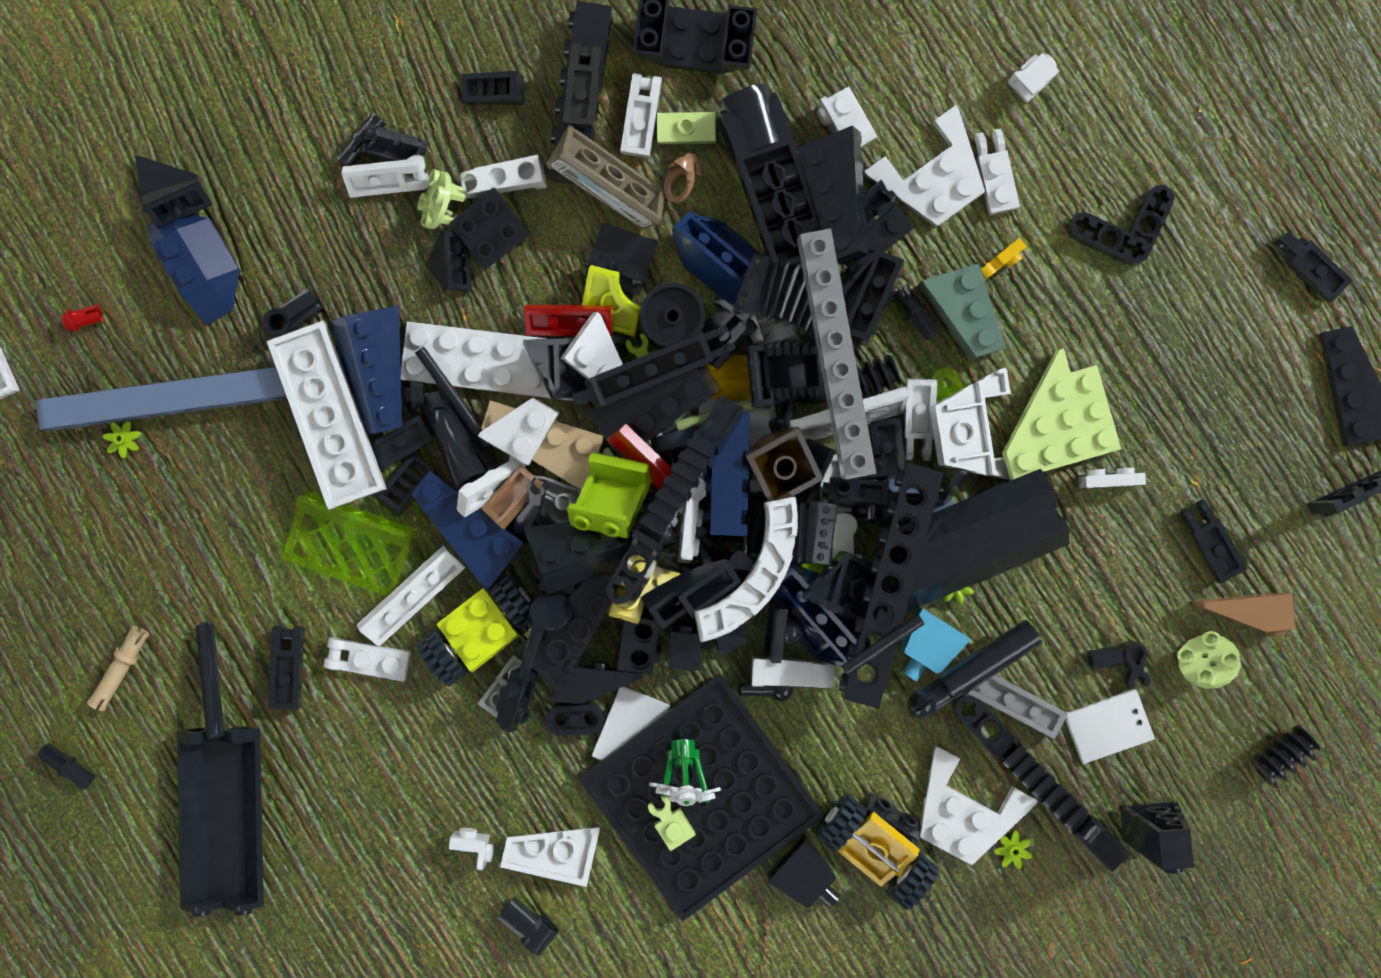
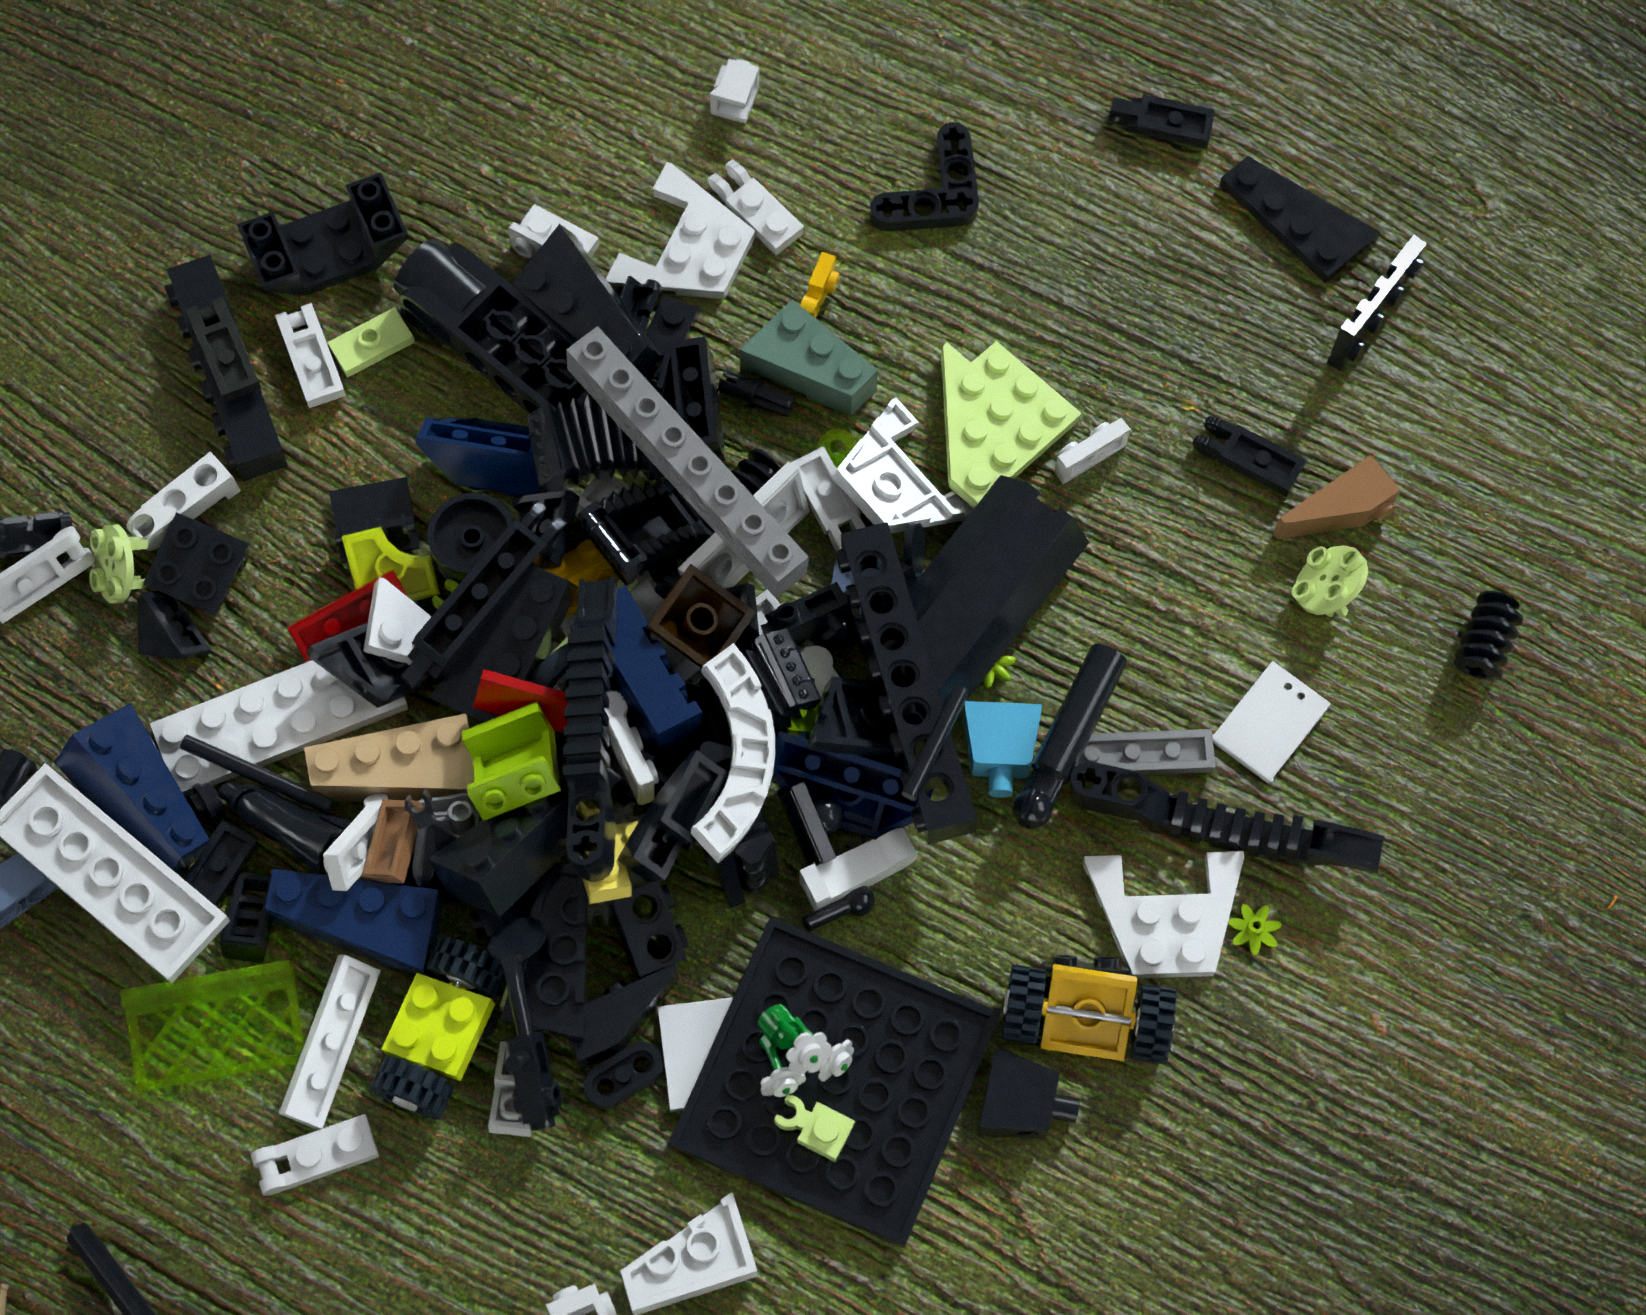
camera: 30 degrees left, 20 degrees down
(286, 668) = (215, 1225): black plate -> none
(515, 97) = (108, 406): black slope -> none
(521, 430) = (361, 754): white wing -> none
(607, 178) = (309, 436): dark tan slope -> none
(685, 647) = (708, 903): black brick -> none
(687, 165) = (391, 378): medium nougat piece -> none
(887, 449) = (822, 562): black plate -> none
(1130, 652) = (1240, 626): black bar -> none
(1159, 834) = (1395, 789): black wedge -> none

